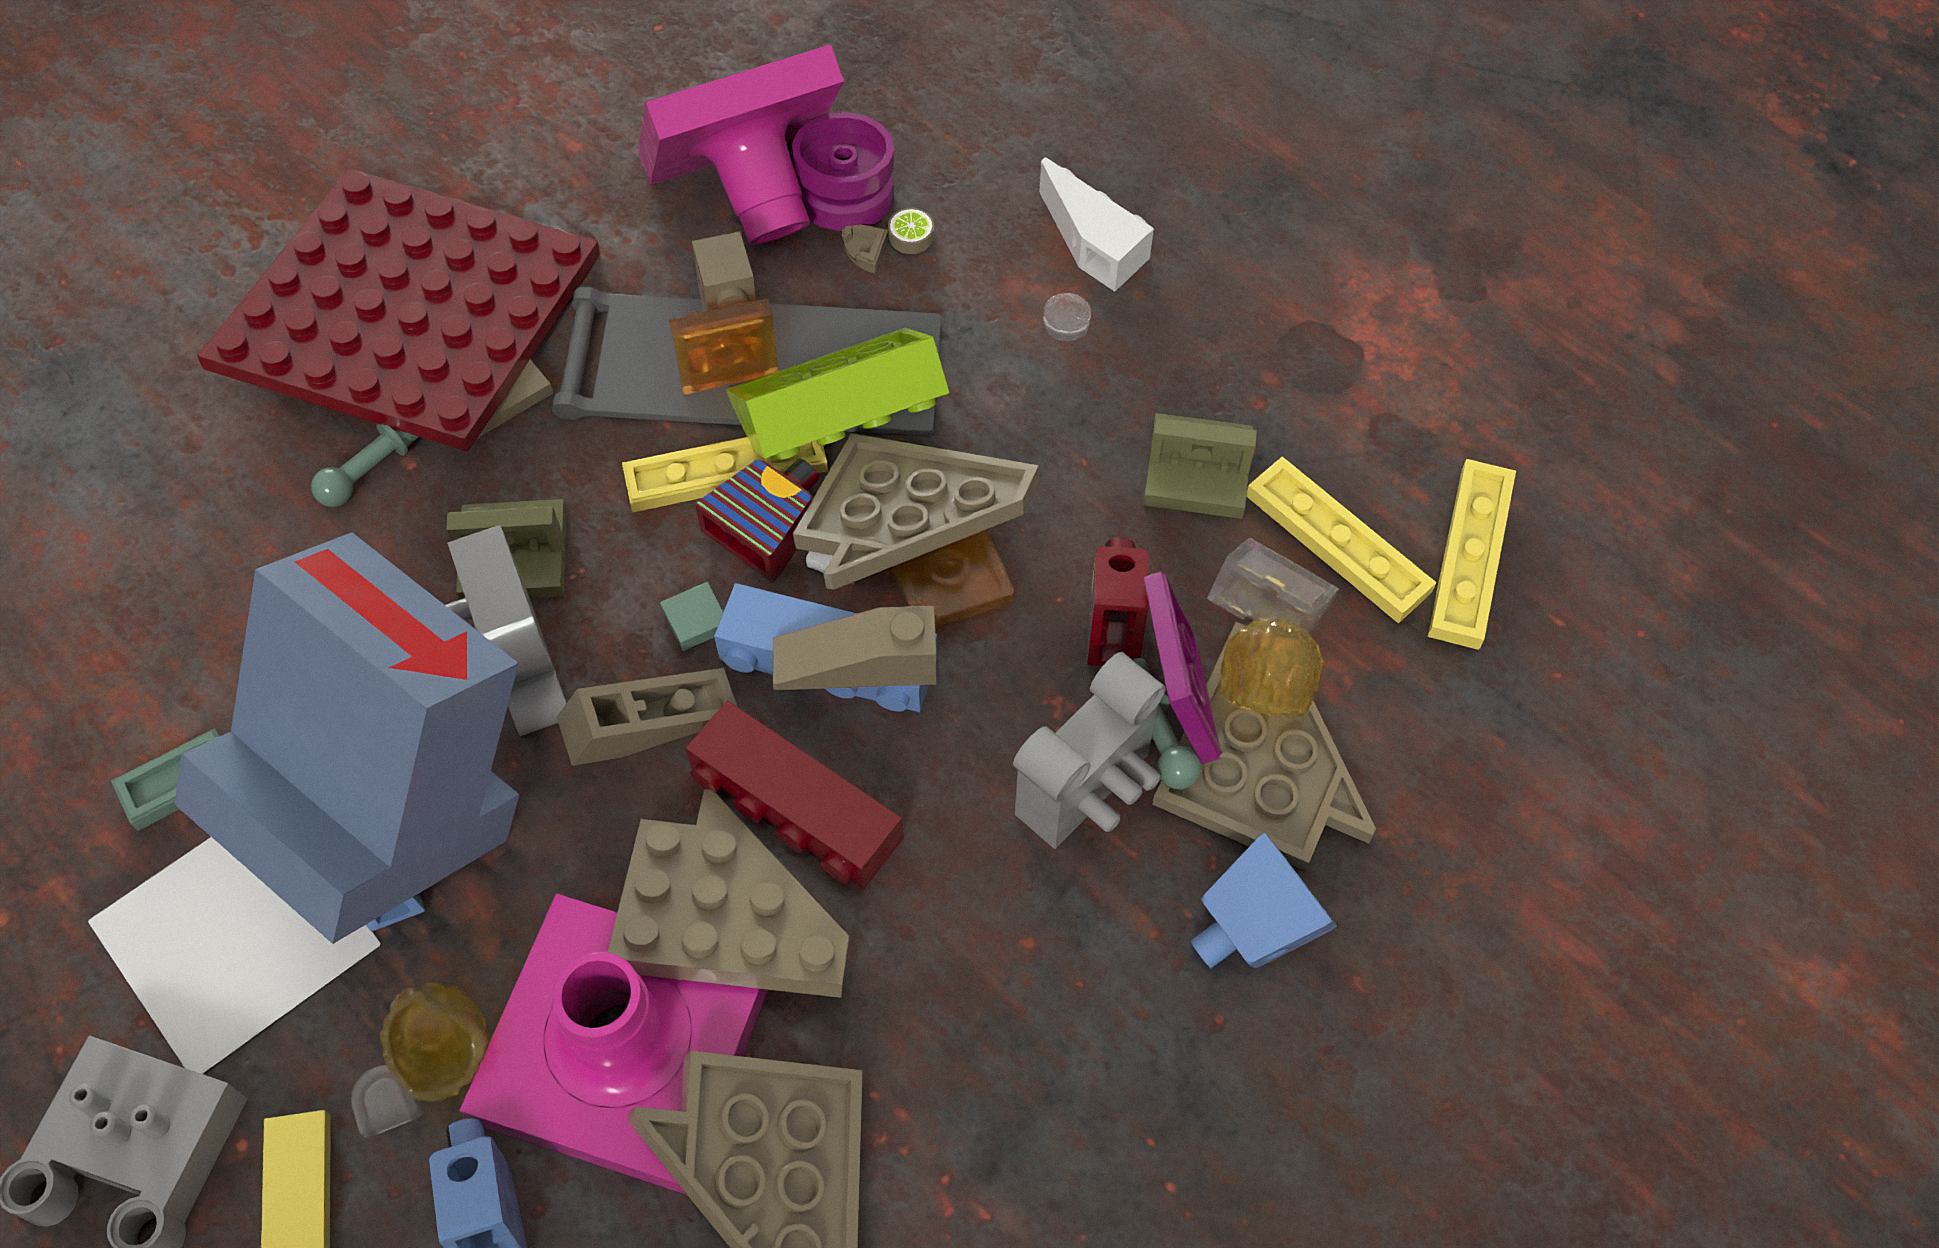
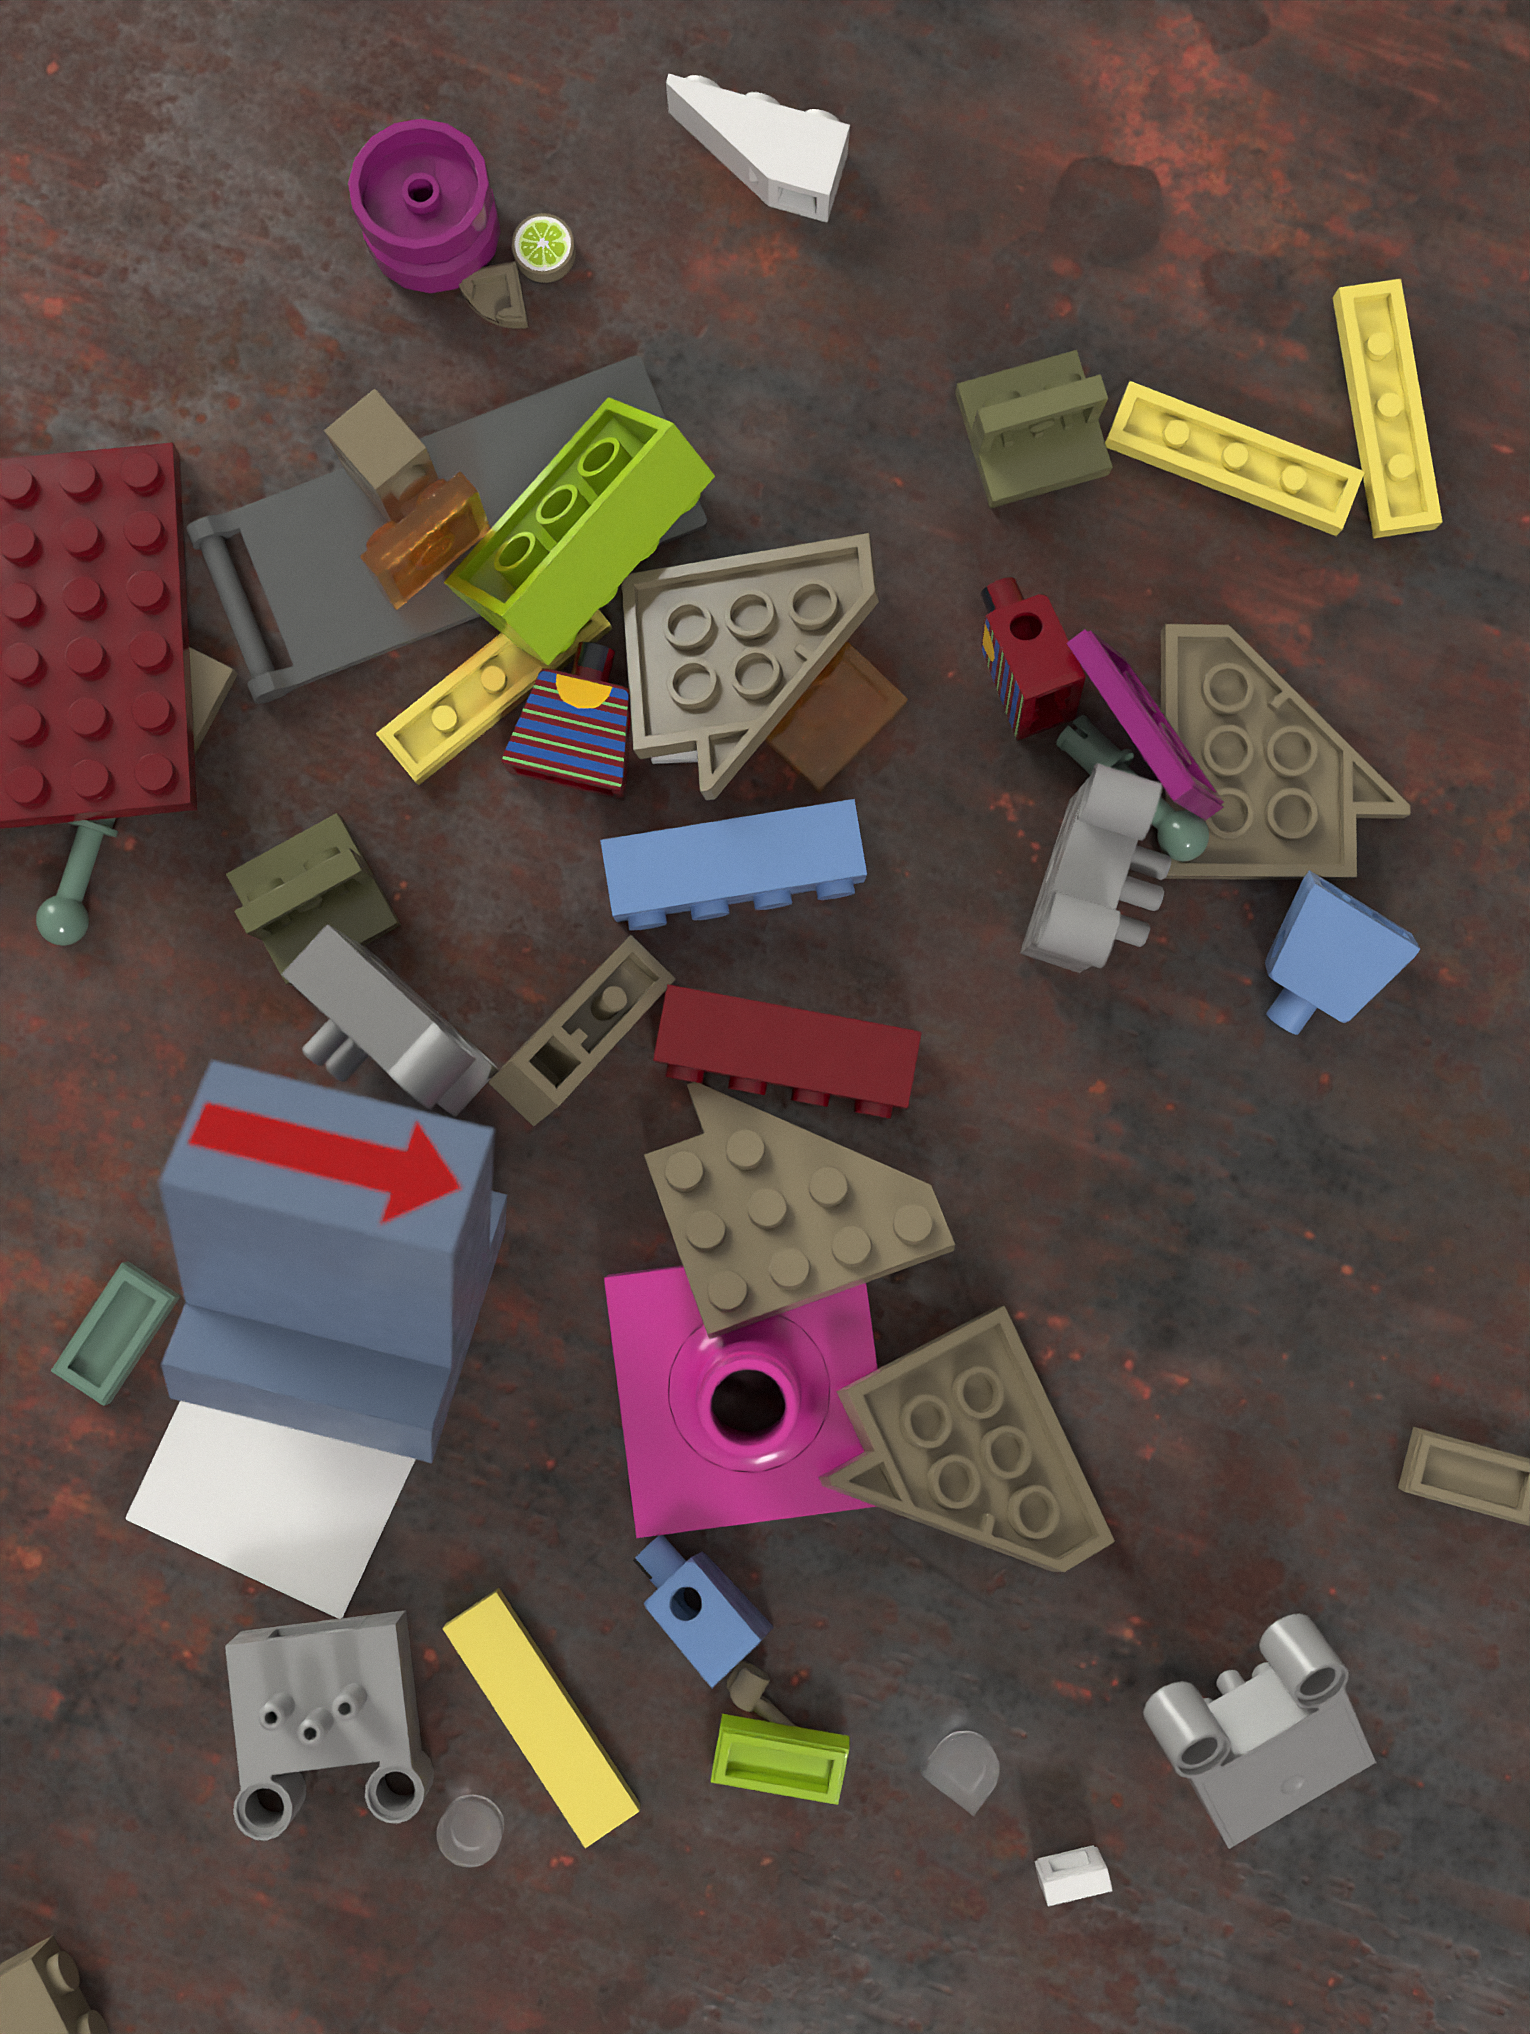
camera: 25 degrees left, 25 degrees up
(381, 1102) = (546, 1551): clear tile -> none
(433, 1040) = (573, 1486): clear yellow hair -> none
(693, 615) = (564, 886): sand green tile -> none
(743, 131) = (293, 232): dark pink piece -> none
(859, 651) = (786, 870): dark tan slope -> none
(1066, 316) = (790, 289): clear tile -> none
(1267, 585) = (1195, 571): clear brick -> none
(1272, 668) = (1236, 677): clear yellow hair -> none

